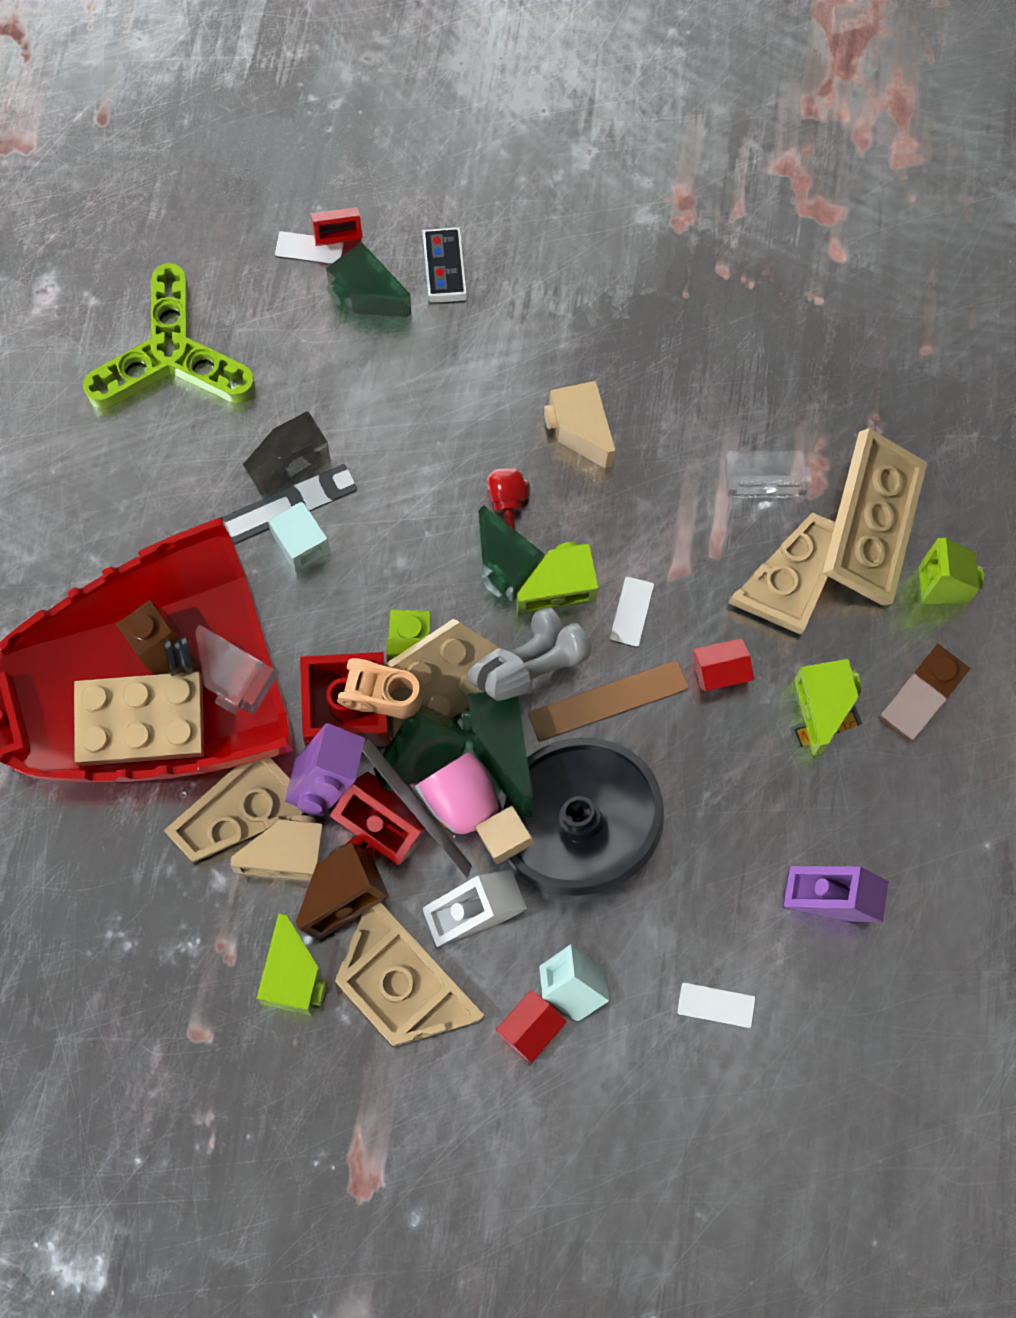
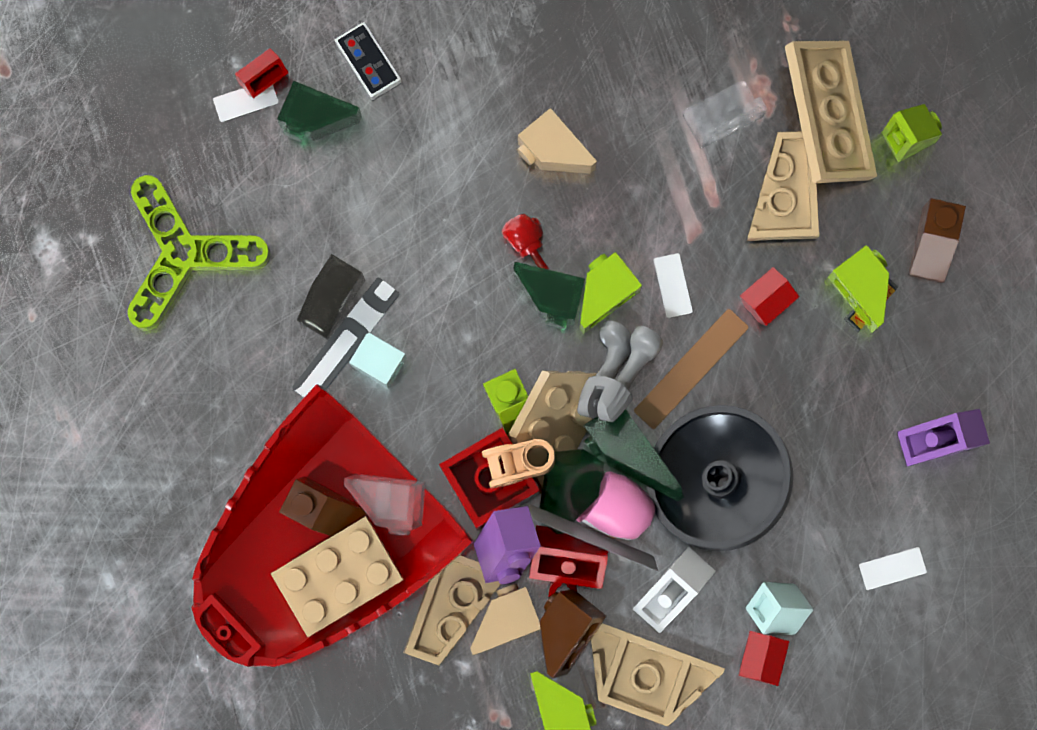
camera: 20 degrees left, 10 degrees up
(177, 655) = (343, 513): black bush -> none
(504, 835) = (671, 524): tan tile -> none

